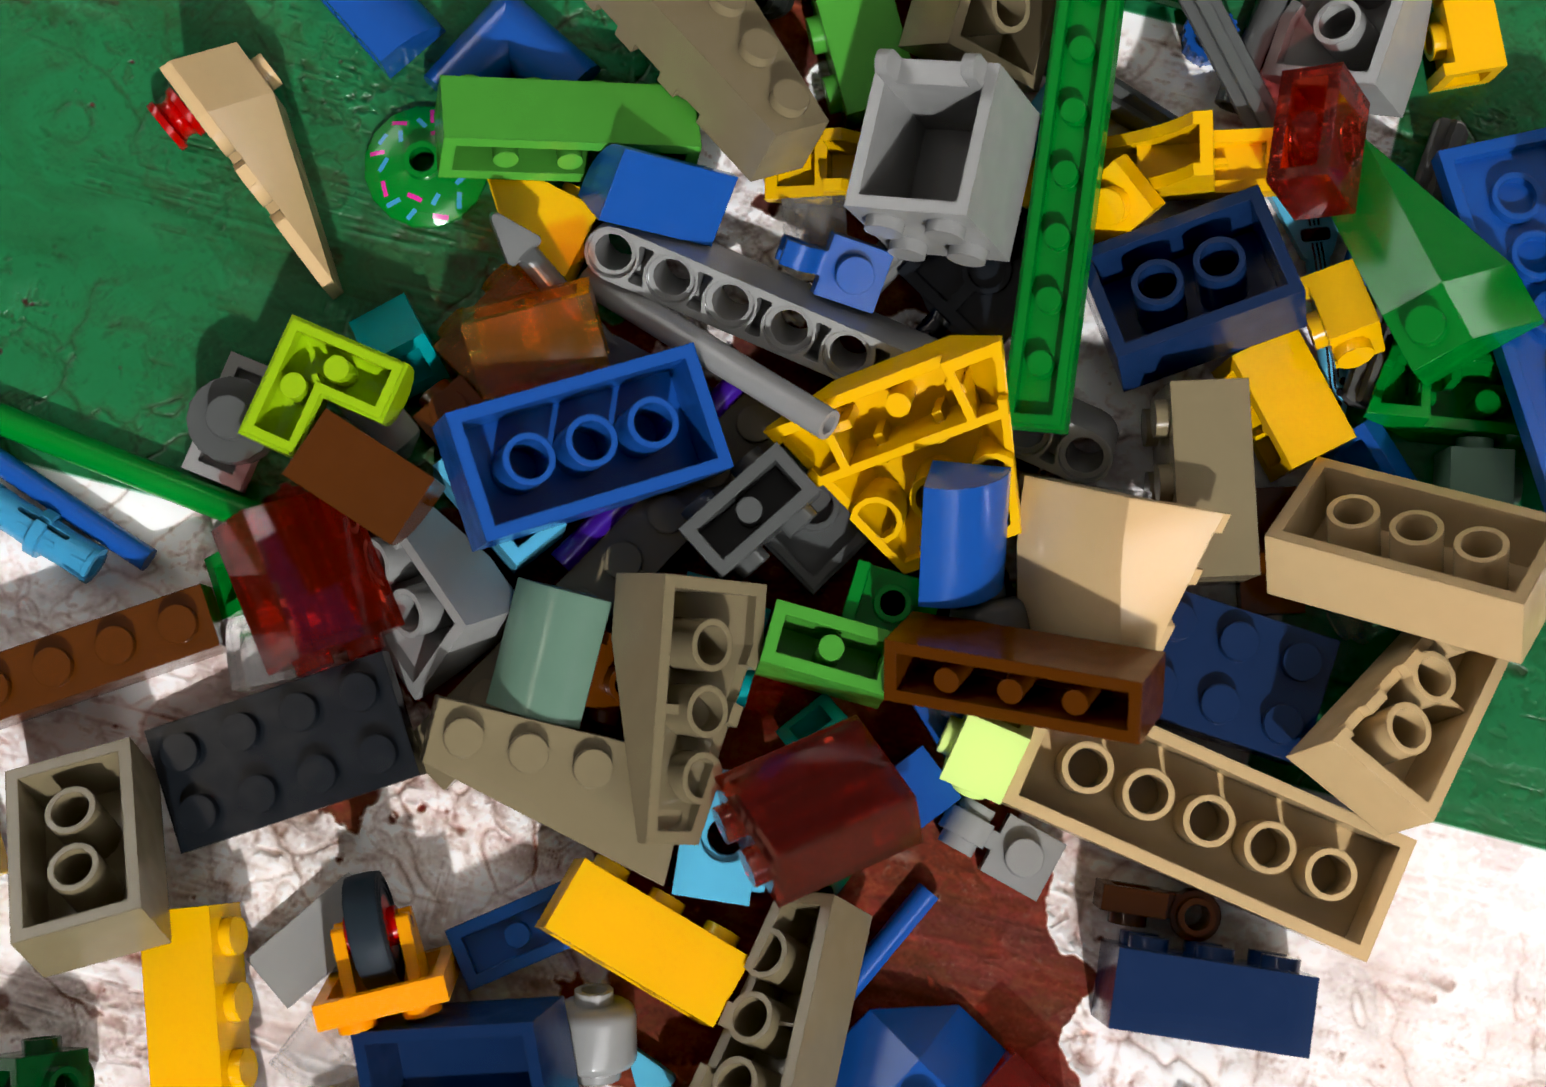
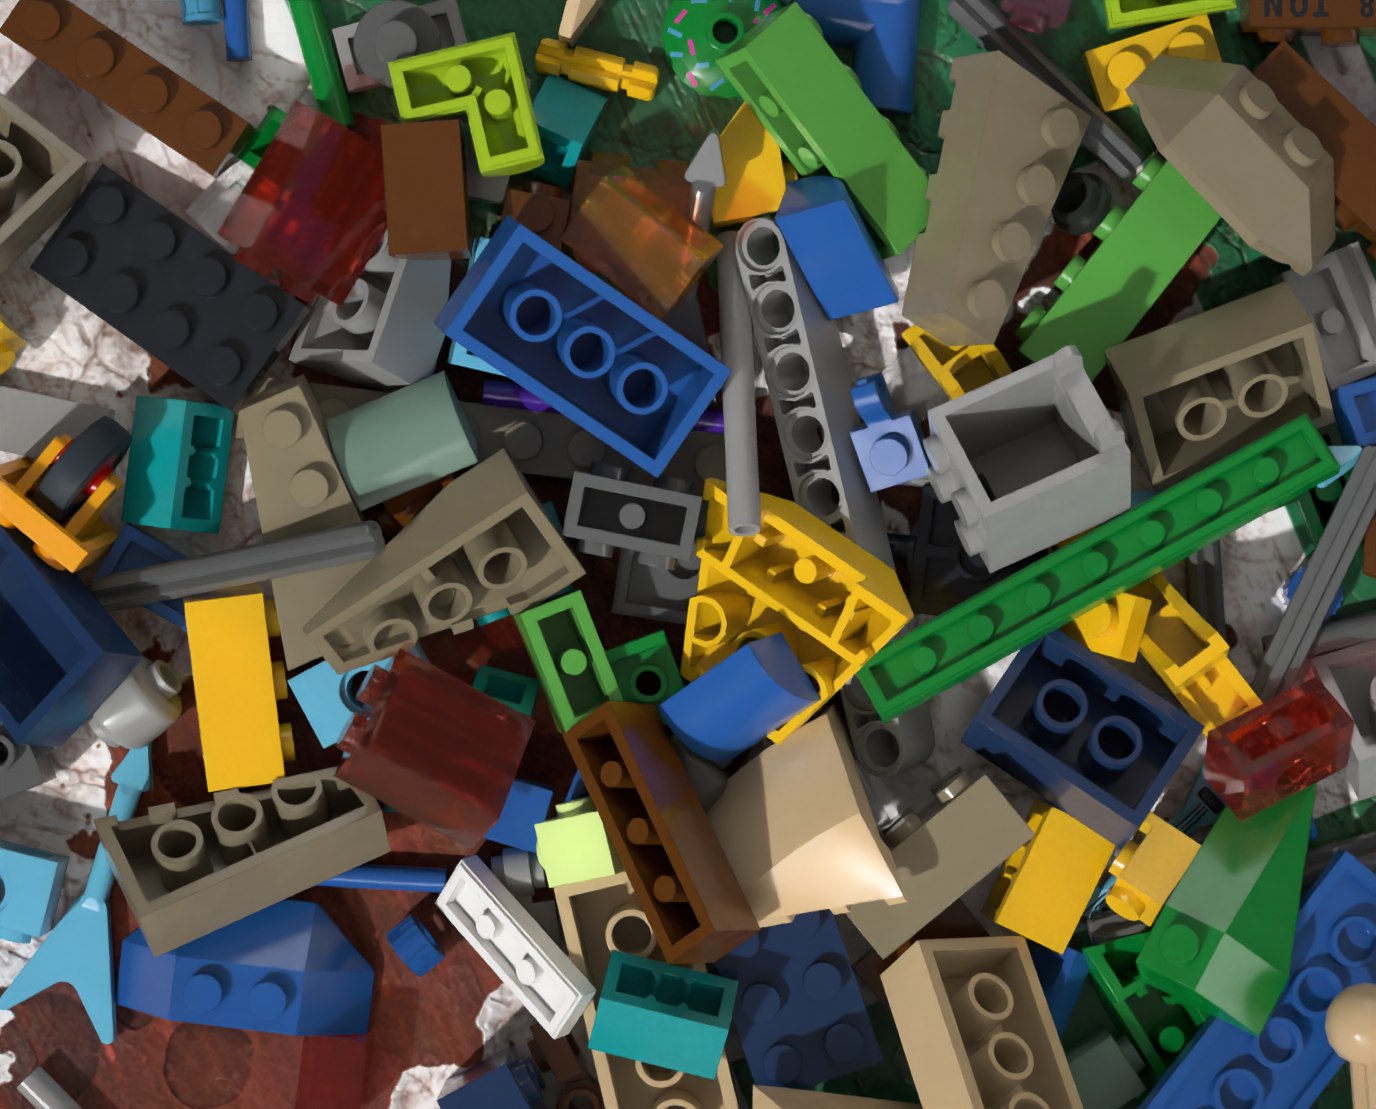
camera: 55 degrees right, 5 degrees up
(375, 283) = (597, 69): none -> yellow axle
(430, 853) = (177, 464): none -> teal brick
(549, 858) = (240, 566): none -> dark grey axle
(964, 954) = (415, 945): none -> blue axle
(1027, 871) = (515, 947): none -> white tile
(1174, 787) = (663, 1014): none -> teal brick

